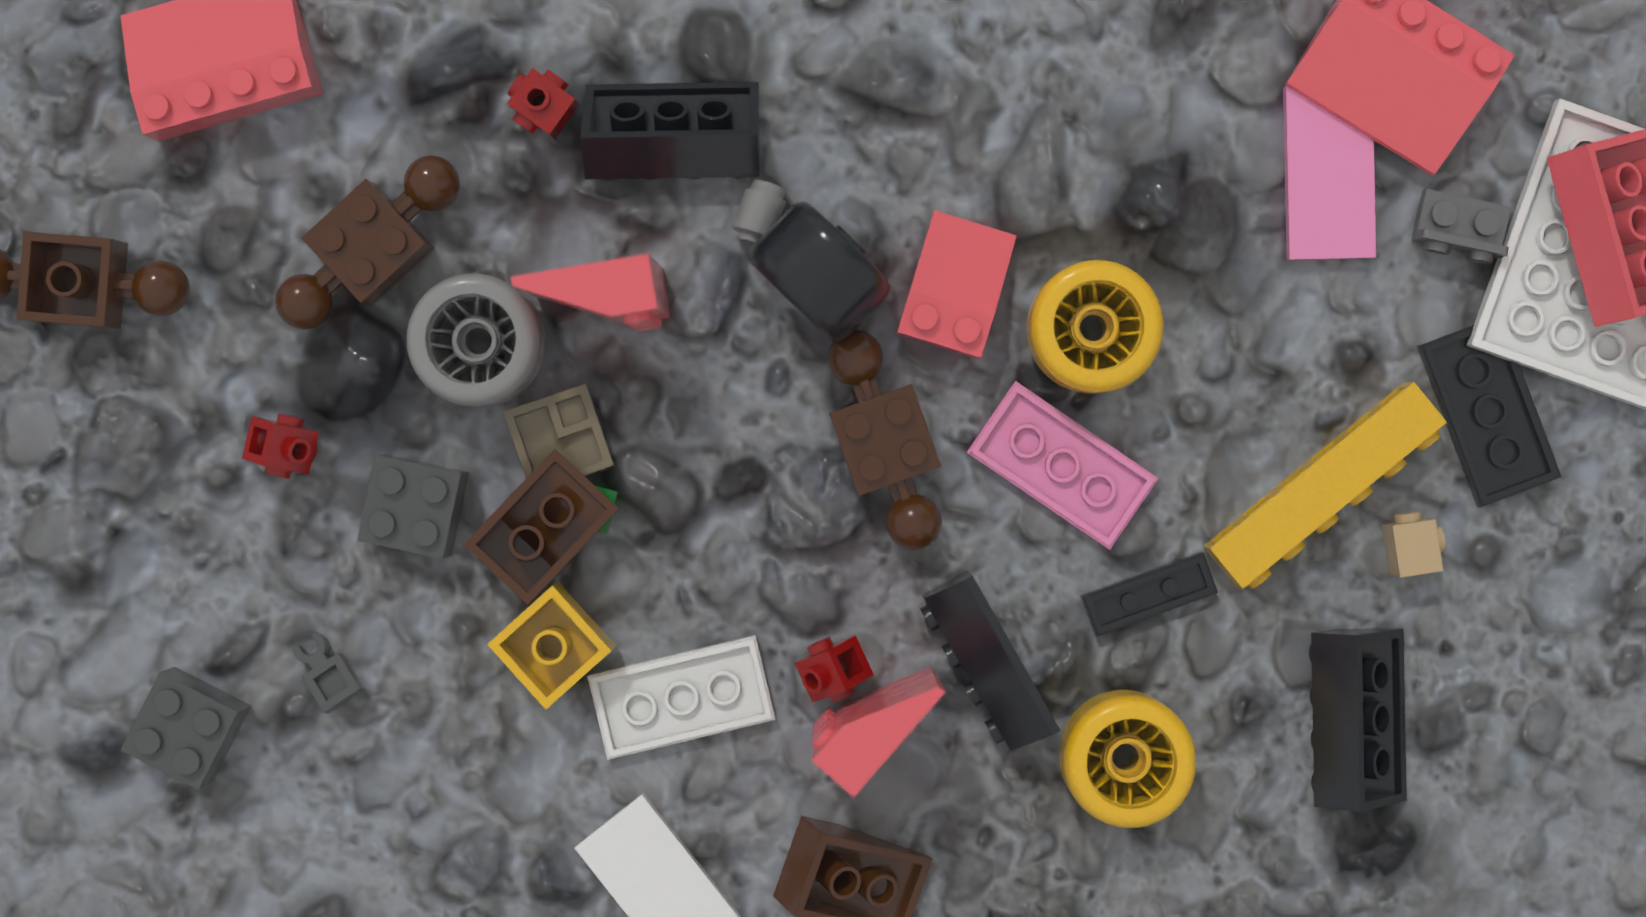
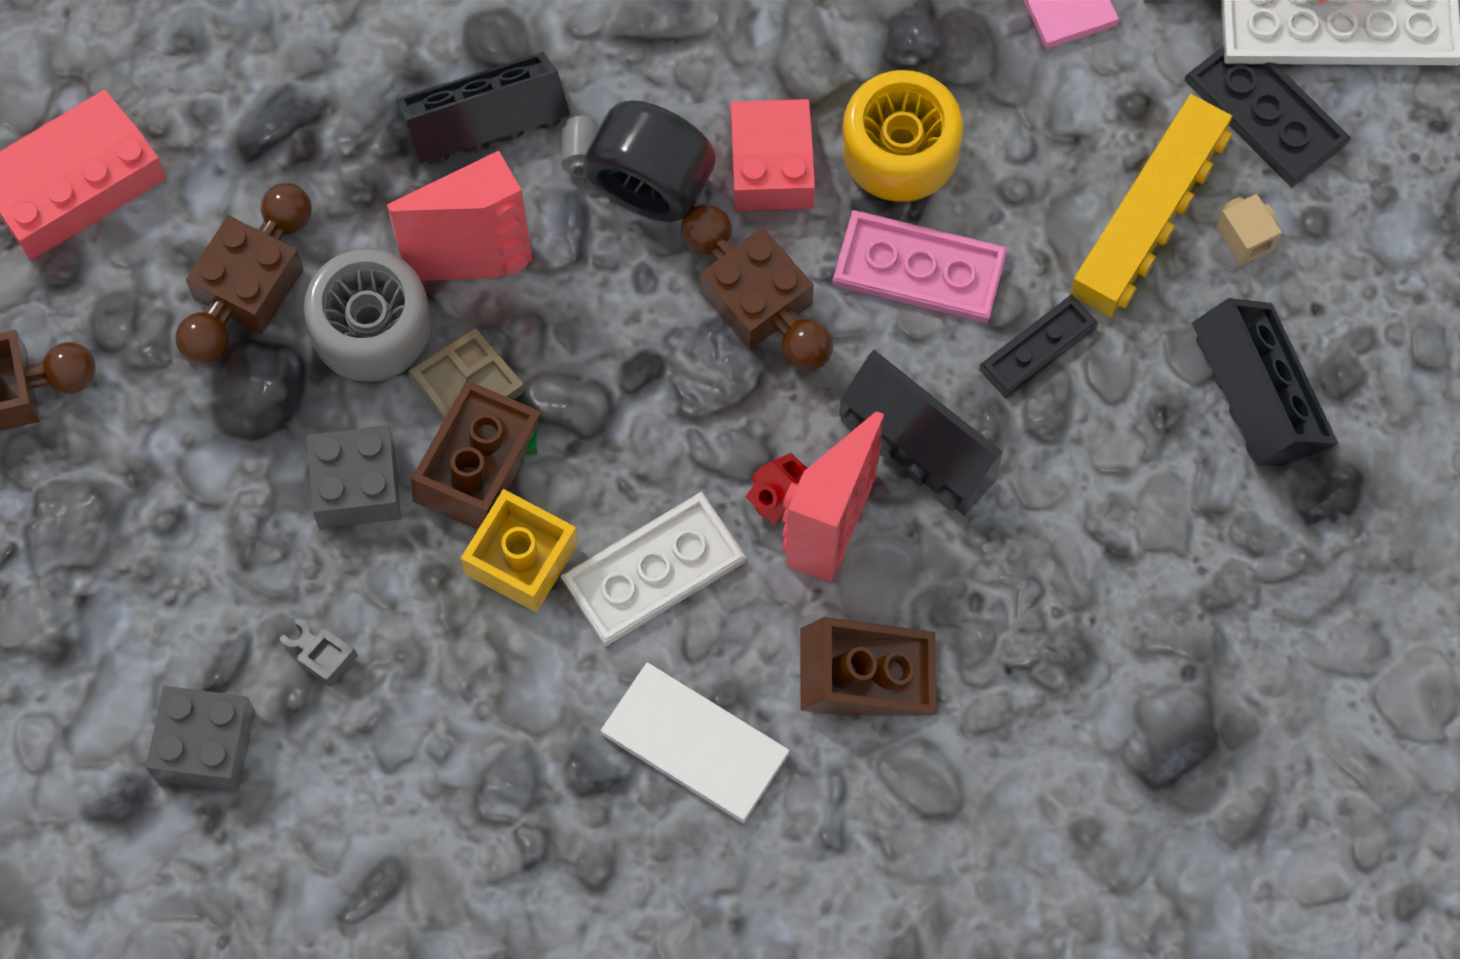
camera: 20 degrees left, 20 degrees down
(281, 445) = (216, 462): red brick -> none
(552, 113) = (363, 116): red brick -> none
(1151, 782) = (1077, 444): yellow wheel -> none

